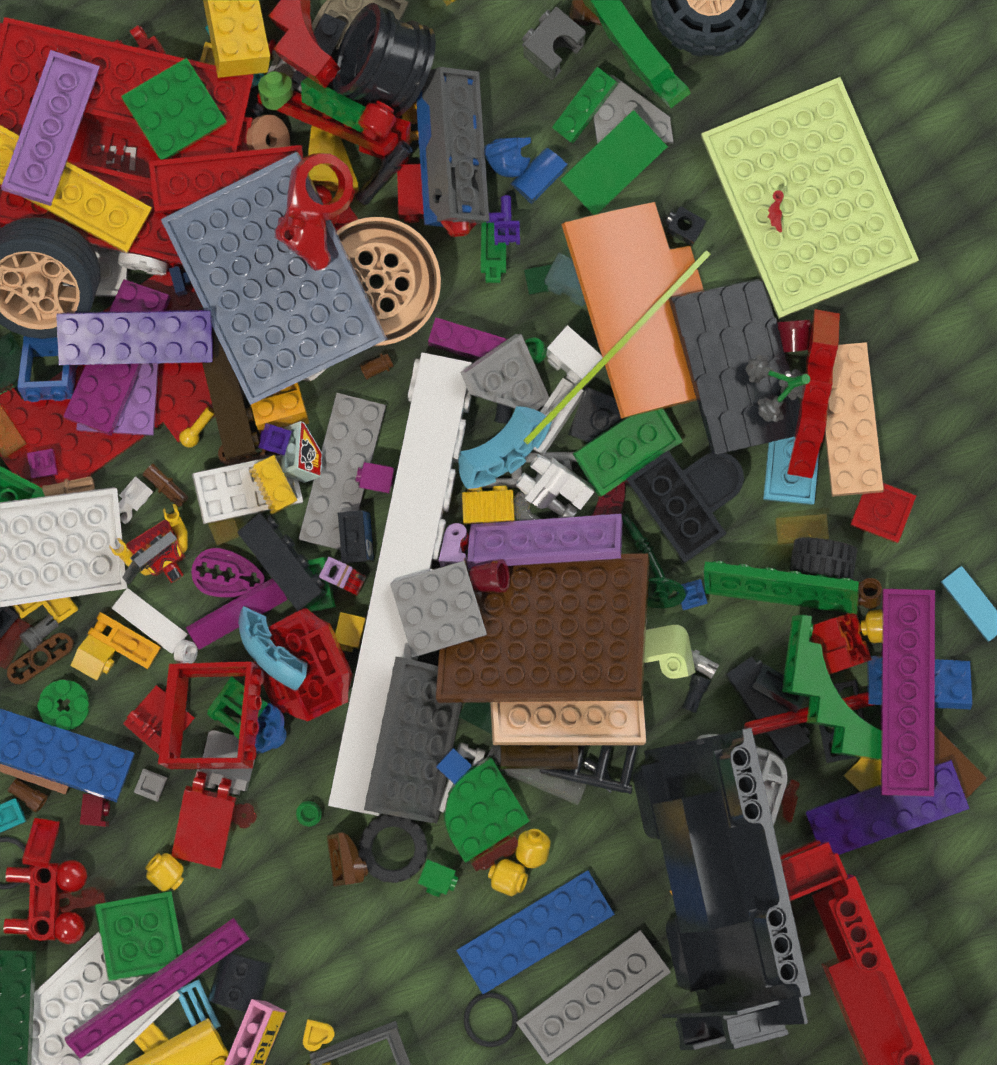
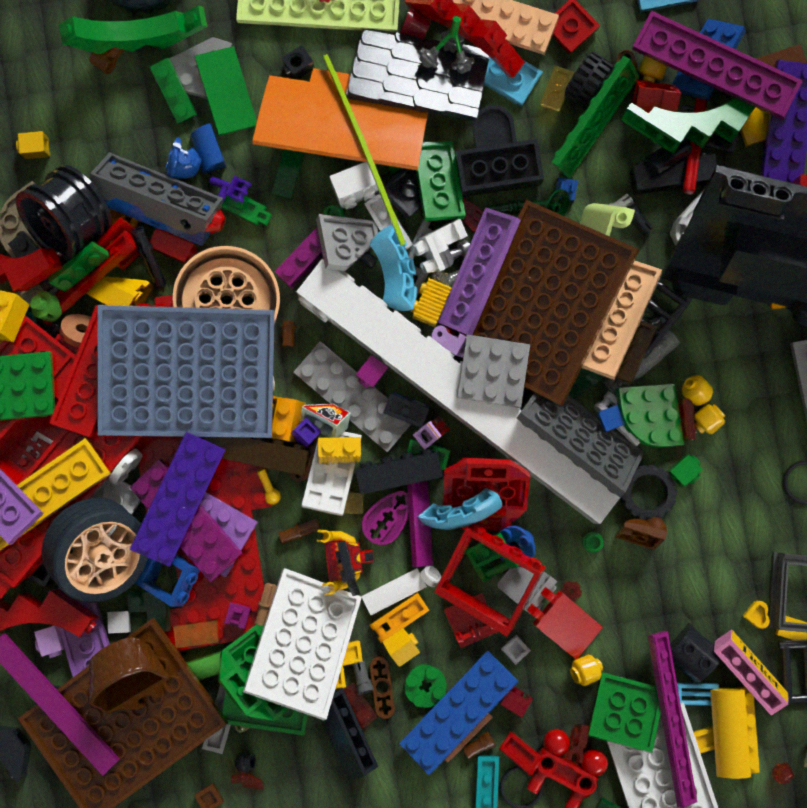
camera: 65 degrees left, 0 degrees up
(133, 498) = (296, 558): white plate -> none
(179, 280) = (152, 445): dark blue tile -> none
(305, 220) = (155, 325): red animal -> none
(350, 631) = (474, 446): yellow brick -> none
(377, 120) = (106, 237): red head -> none
(490, 577) = (487, 322): dark red piece -> none
(535, 932) = (756, 419): blue plate -> none
(554, 32) = (110, 83): dark grey piece -> none
(564, 279) = (294, 163): clear light blue brick -> none

